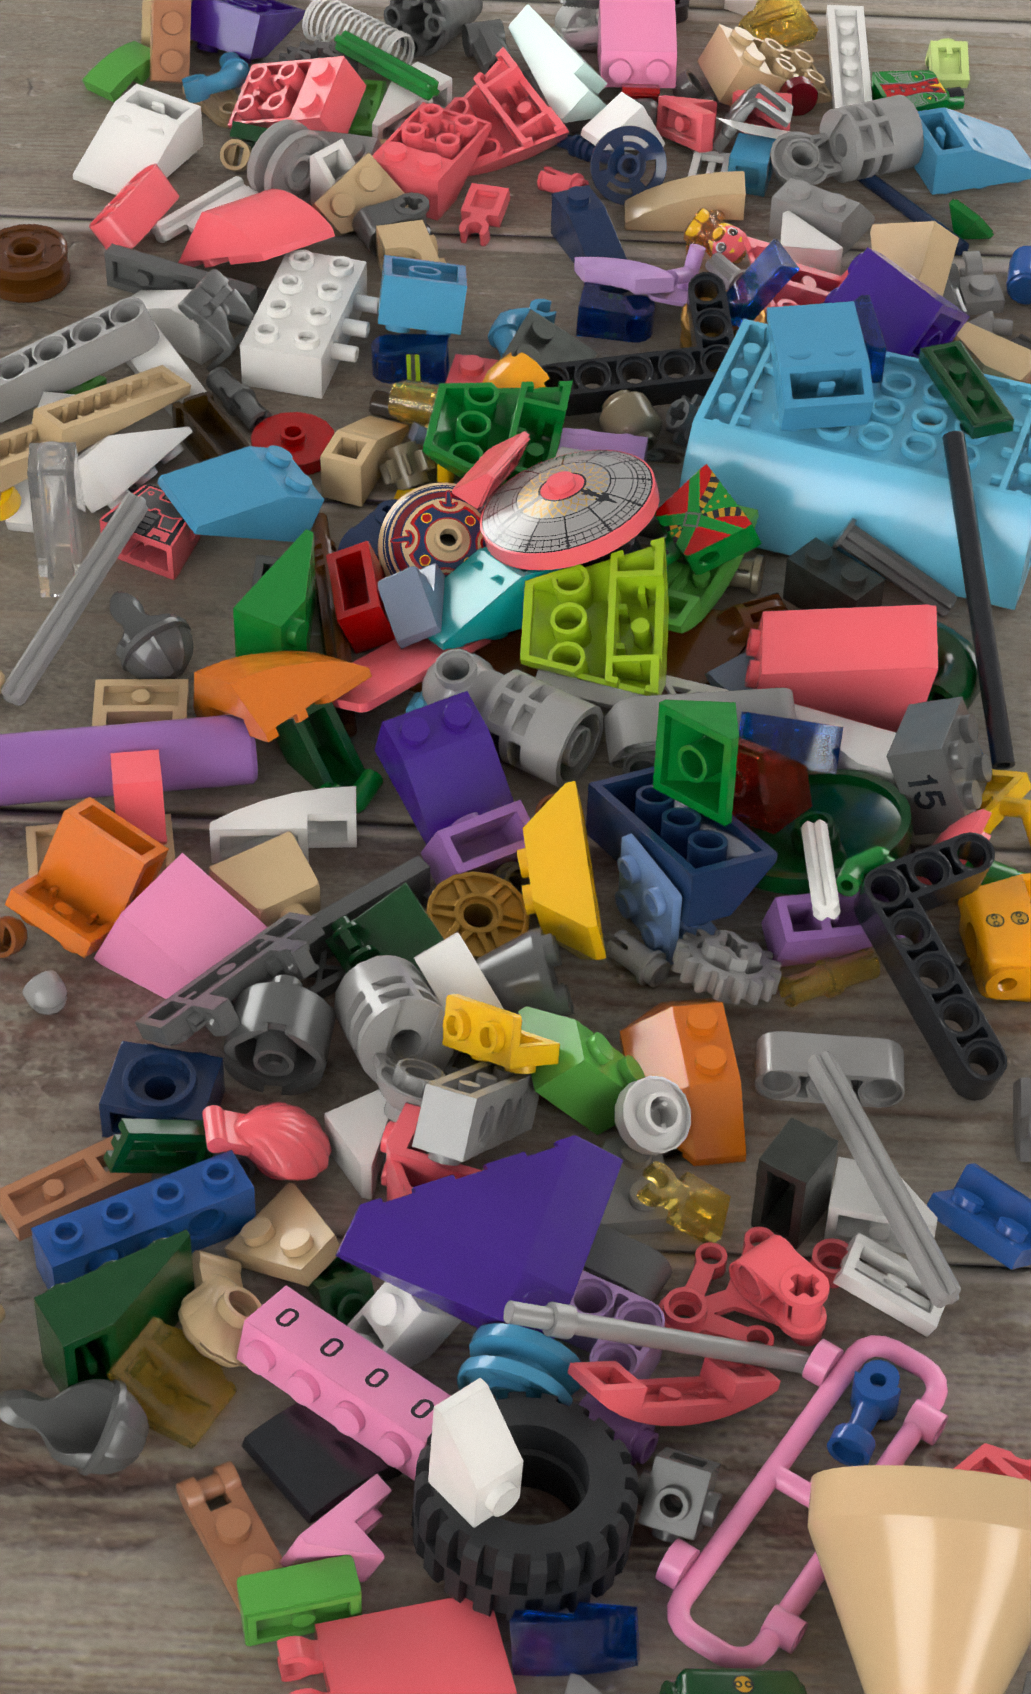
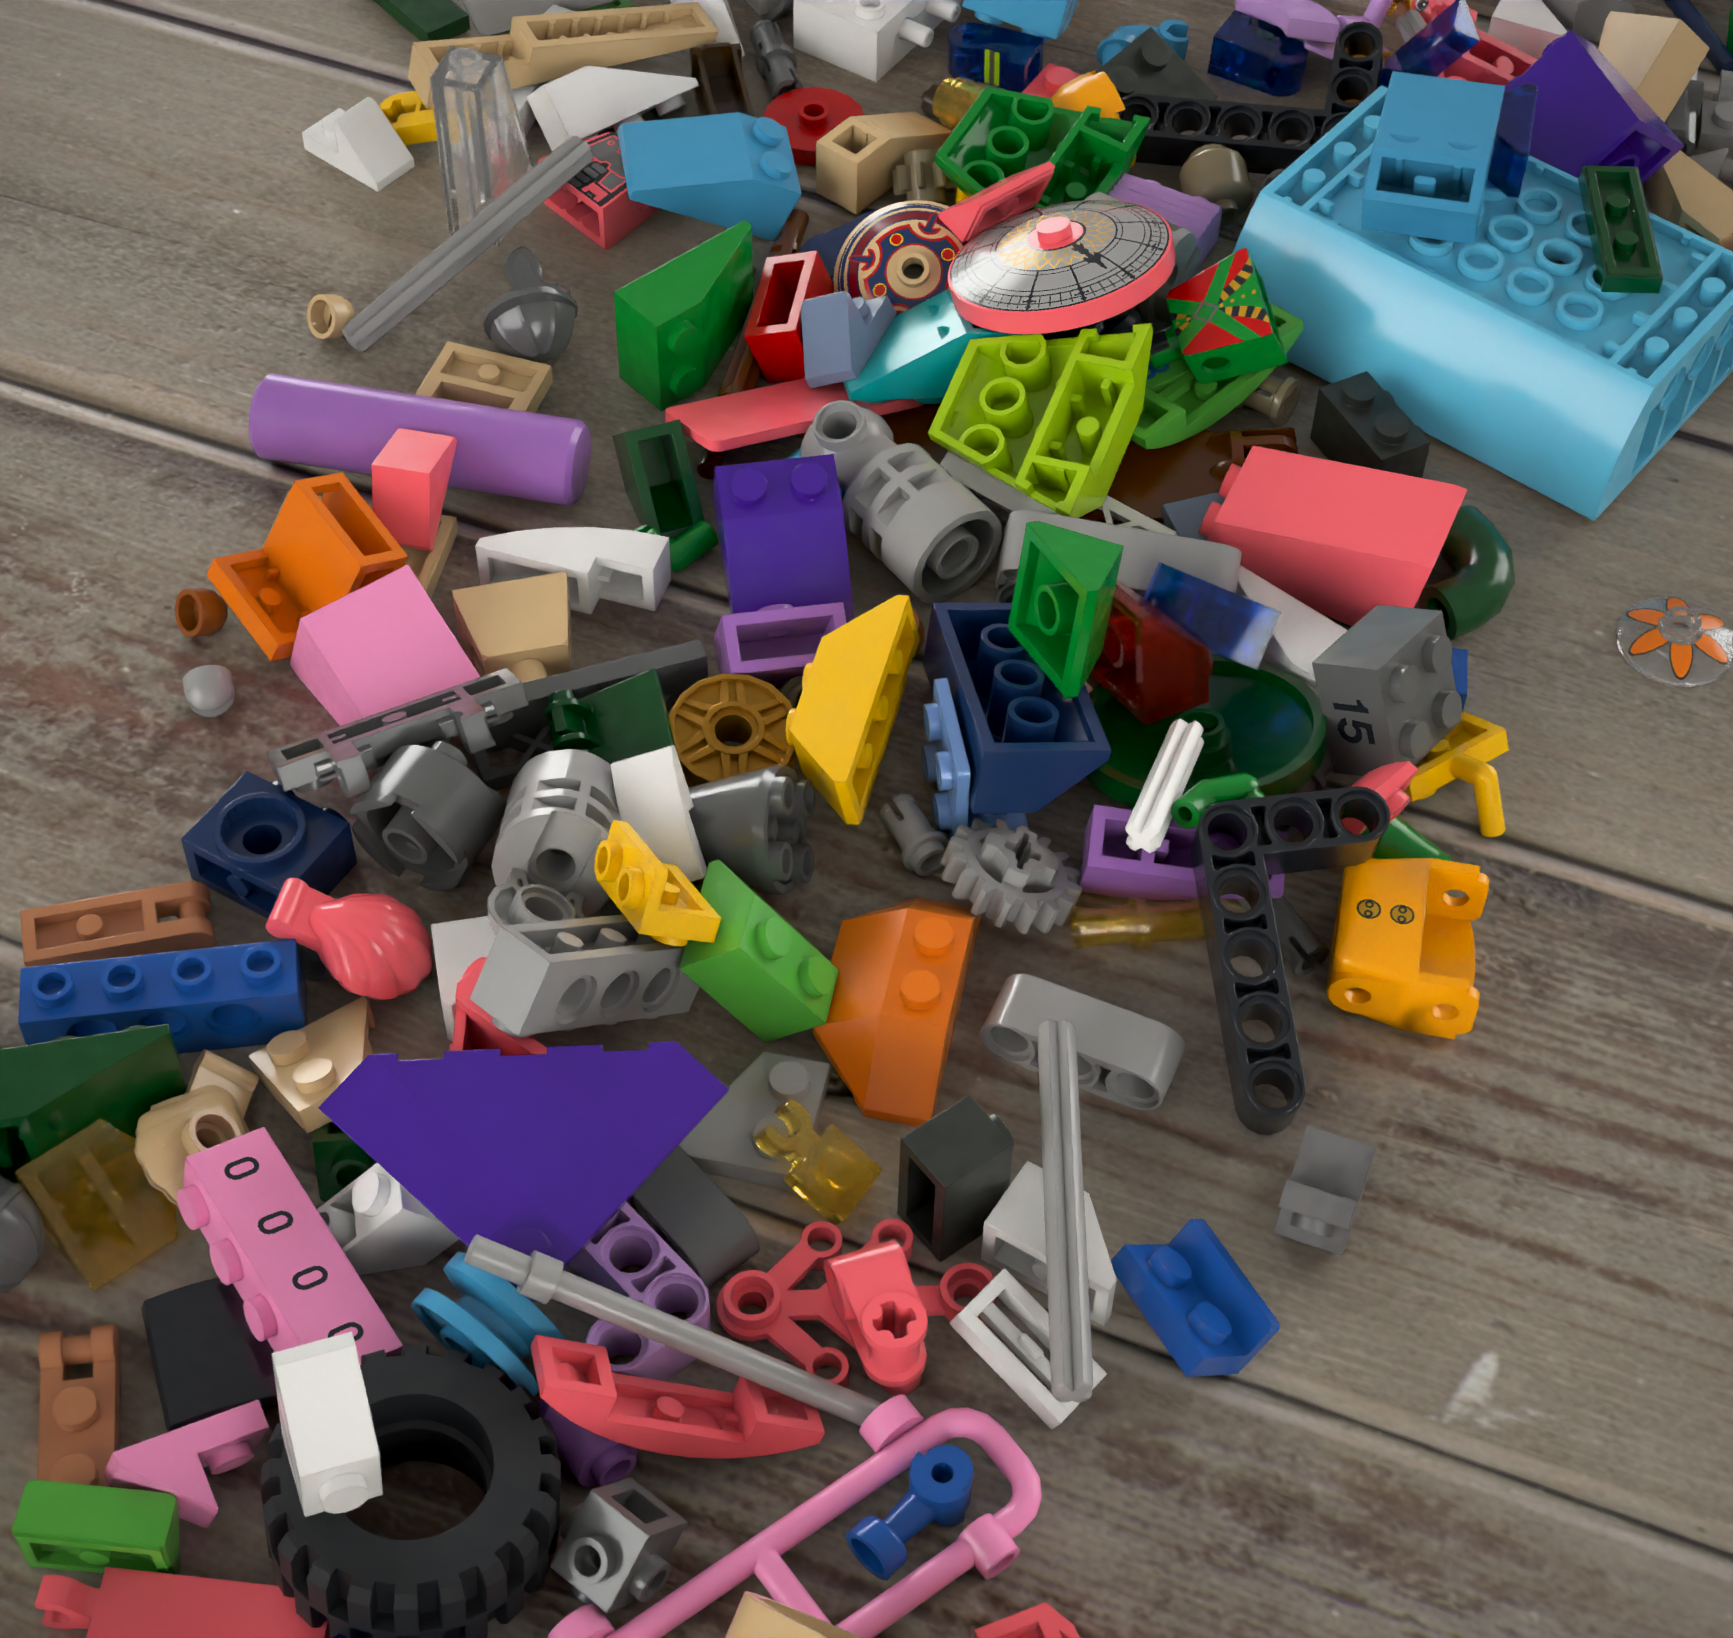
camera: 20 degrees right, 5 degrees up
(164, 1138) = (214, 908): dark green tile -> none
(273, 687) = (612, 392): orange wedge -> none
(652, 1115) = (817, 1040): white plate -> none
(894, 568) = (1455, 433): dark grey axle -> none
(978, 601) = (1529, 497): black piece -> none

